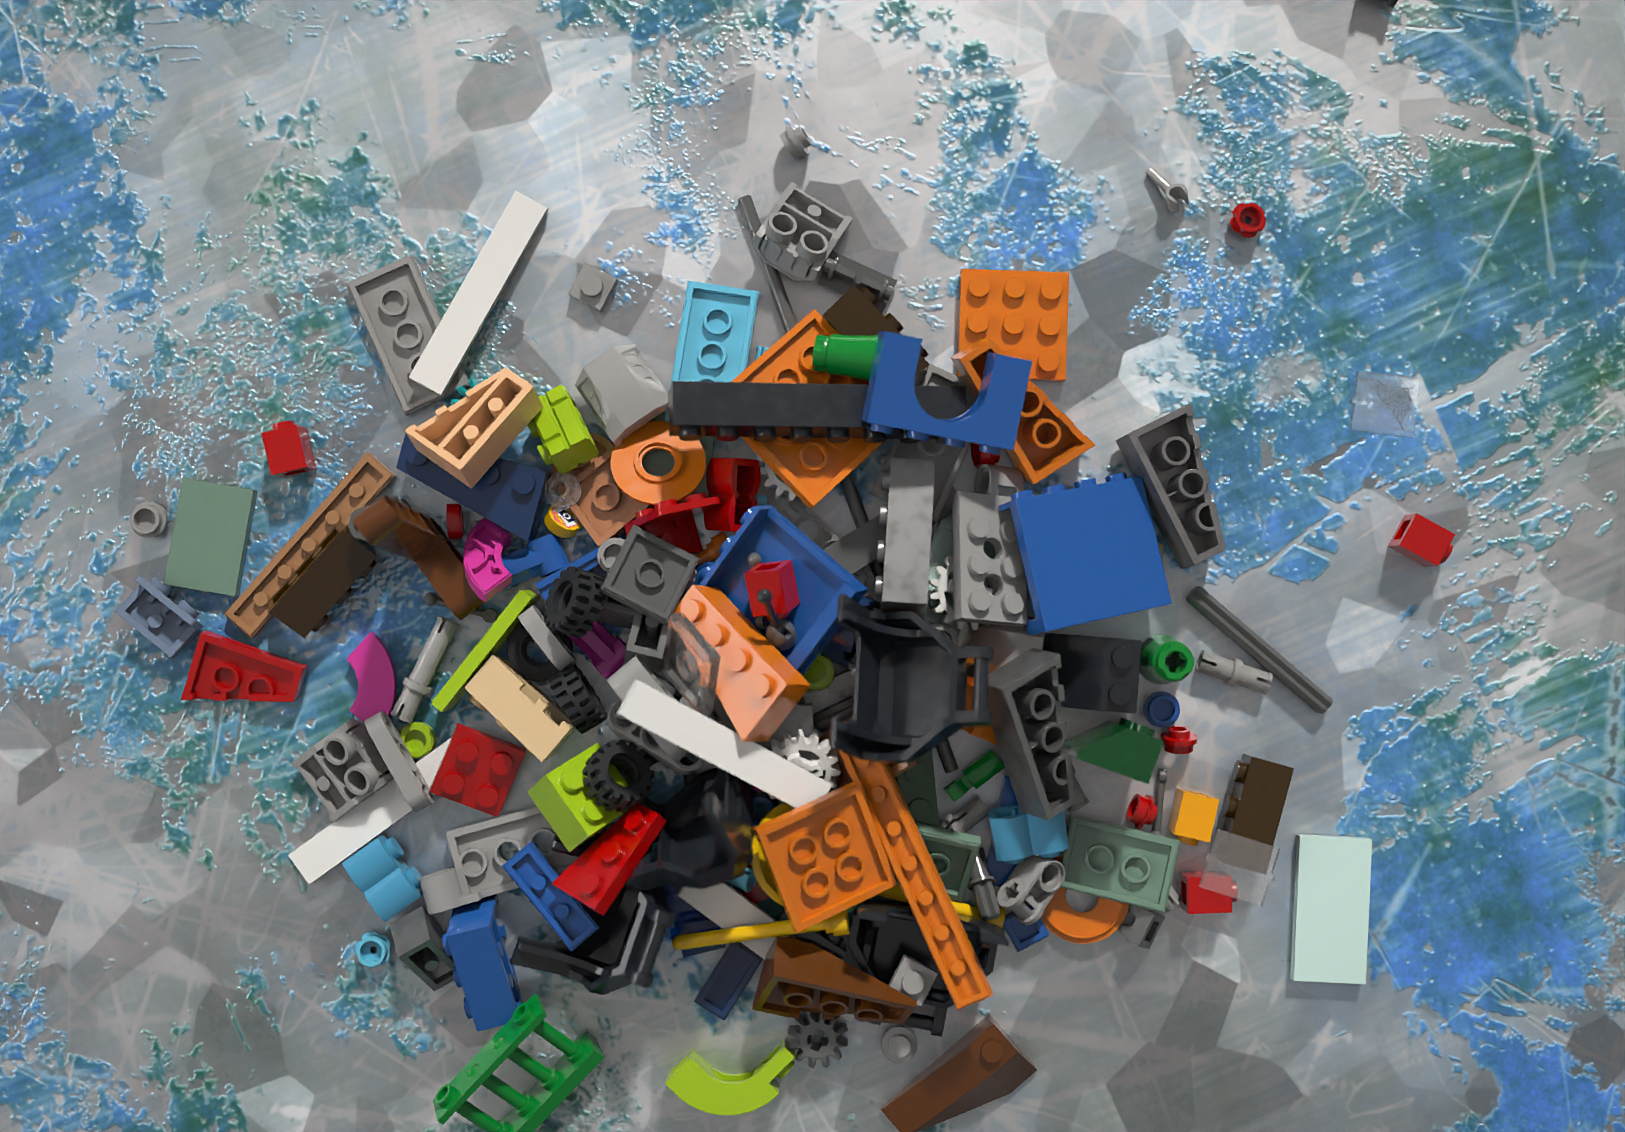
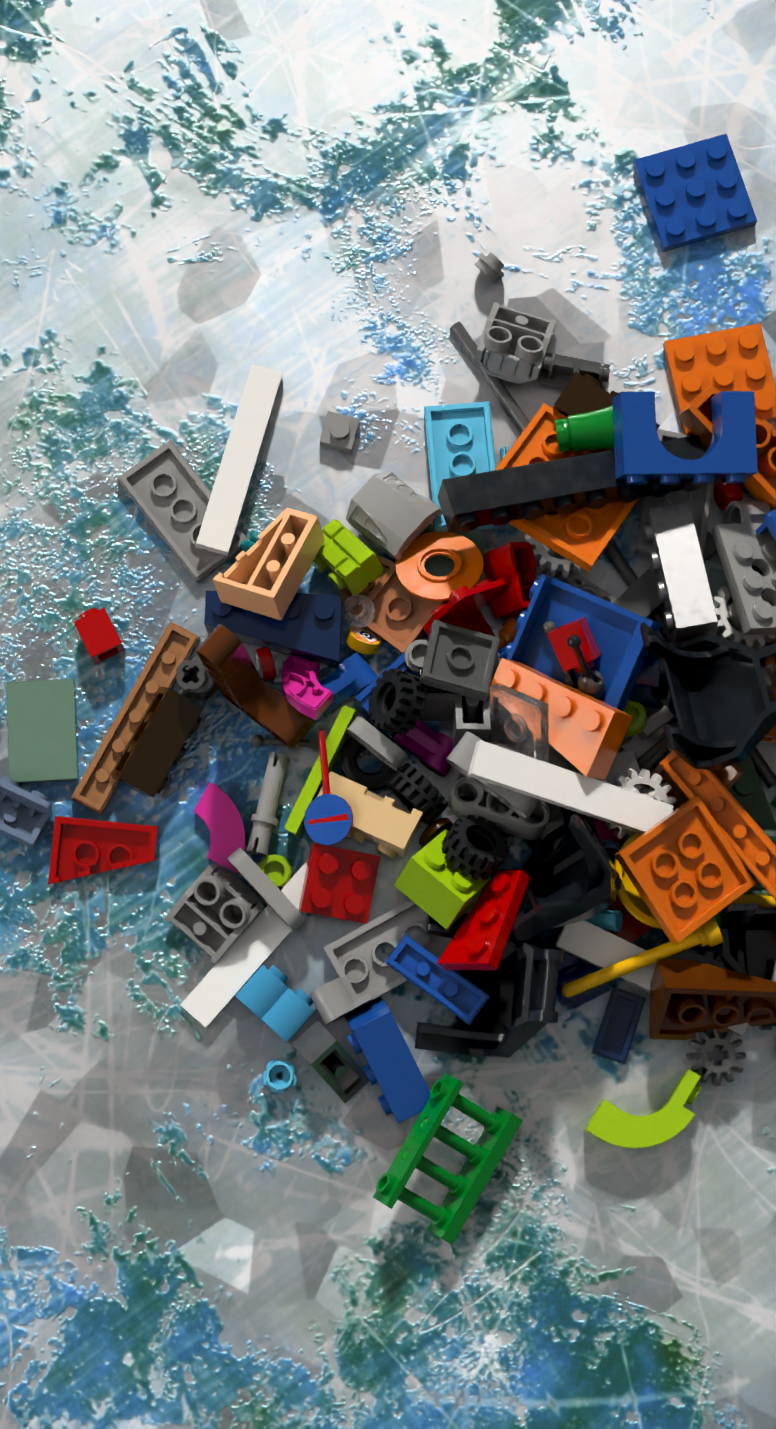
camera: 10 degrees left, 10 degrees down
(477, 703) = (329, 815): none -> blue piece
(588, 739) = (434, 830): none -> reddish brown piece
(1038, 108) = (694, 192): none -> blue plate

